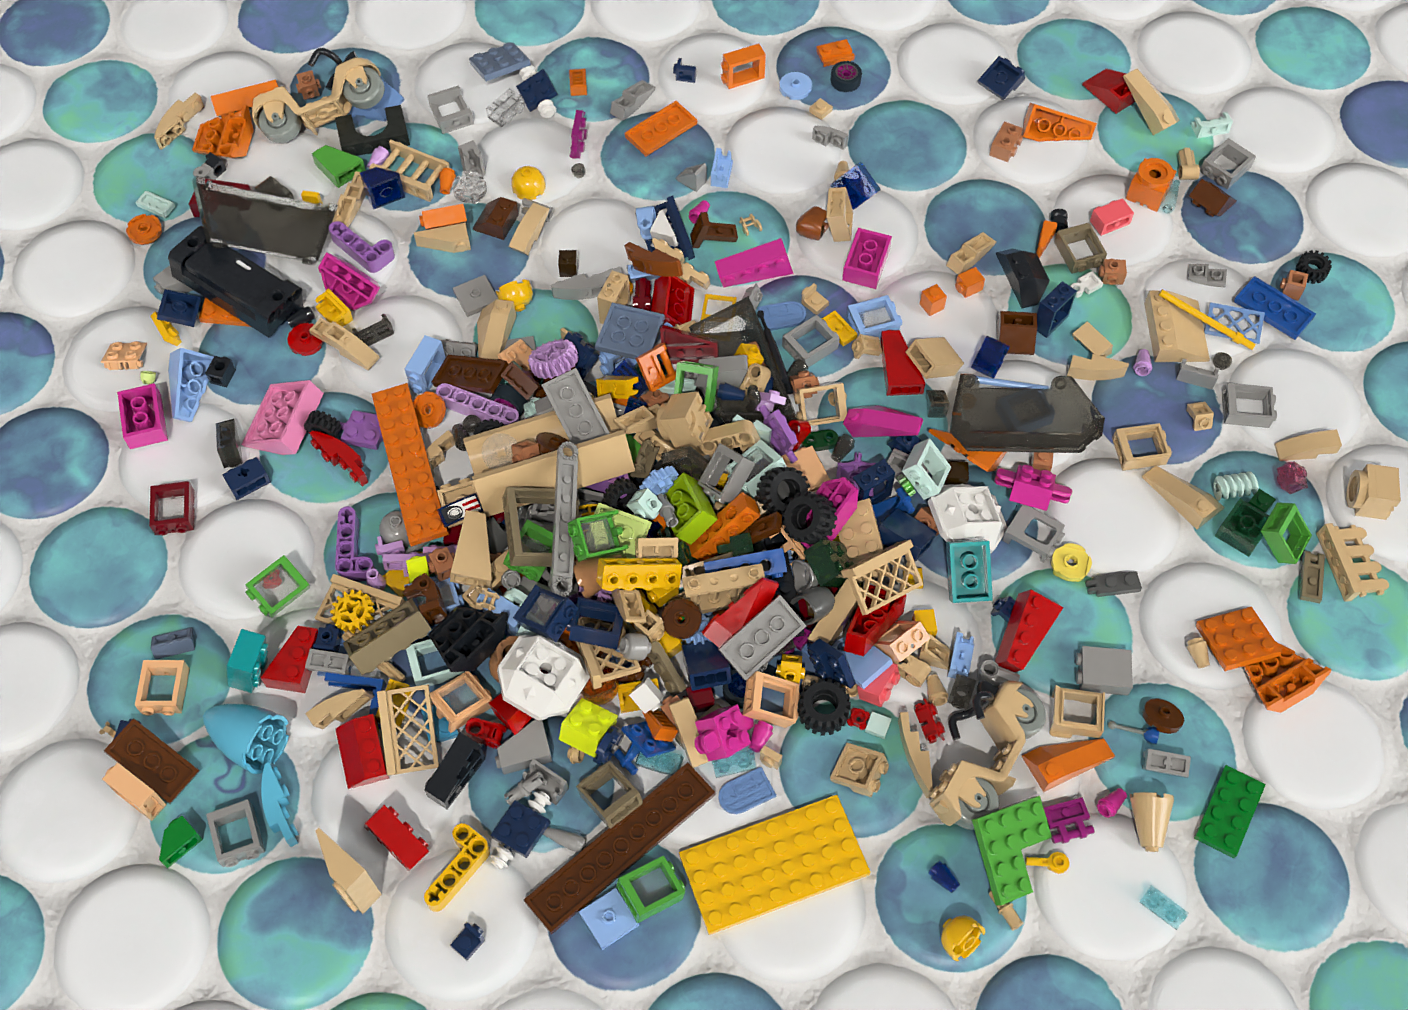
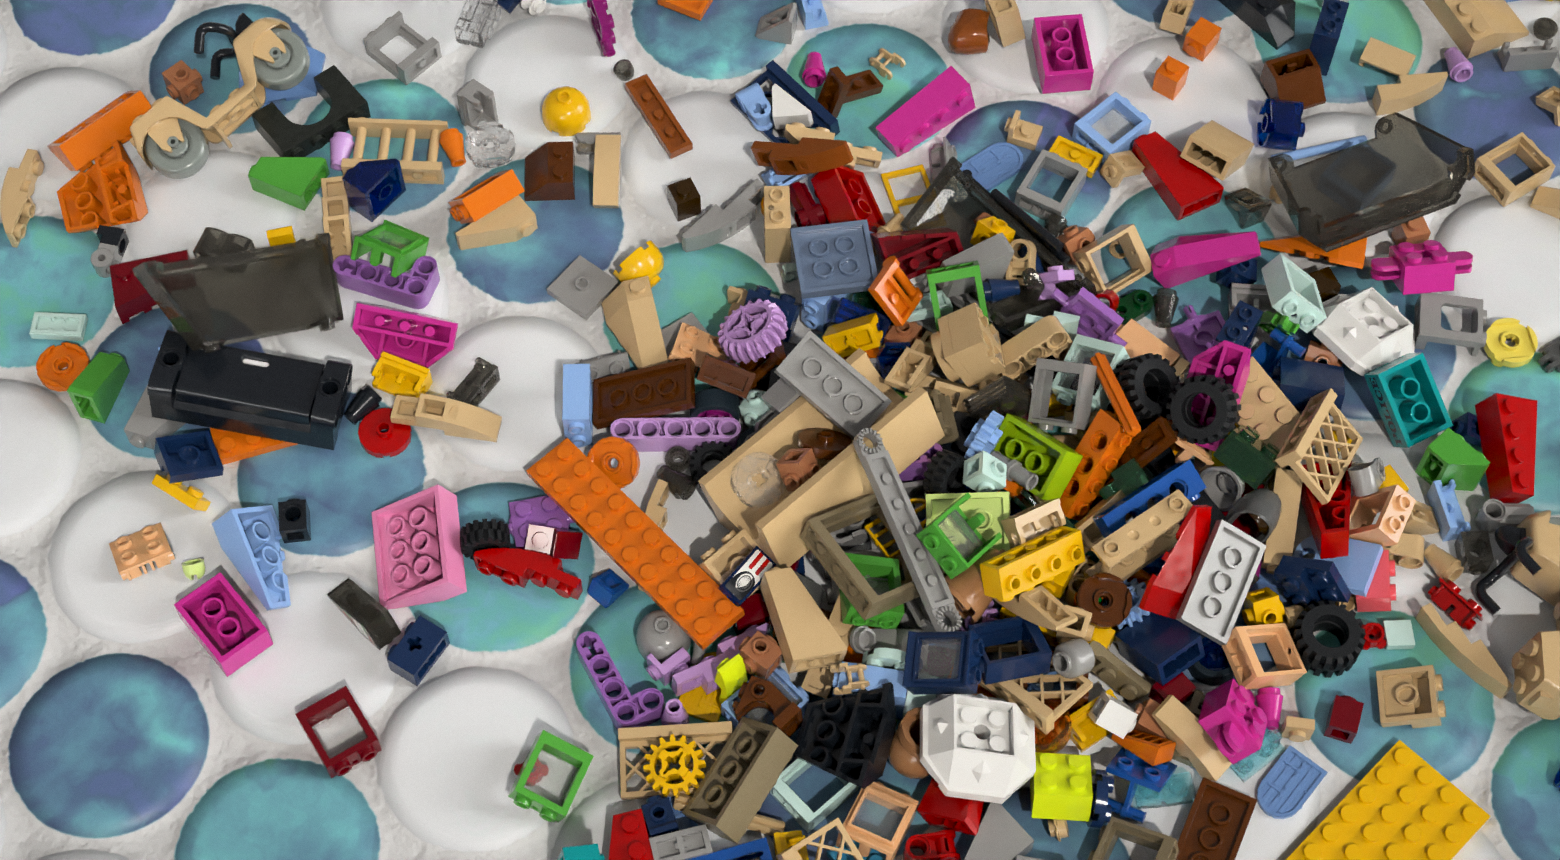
camera: 25 degrees left, 0 degrees up
(154, 247) = (99, 386): none -> bright green slope
(363, 444) = (553, 541): none -> dark red slope
(371, 223) = (394, 241): none -> bright green window
(382, 486) = (607, 588): none -> blue slope
(583, 206) = (658, 116): none -> dark orange plate
(756, 486) = (1116, 395): none -> orange axle
(806, 764) = (1343, 718): none -> dark red brick
(906, 609) = (1367, 477): none -> light grey piece
(976, 621) = (1454, 459): none -> bright green slope

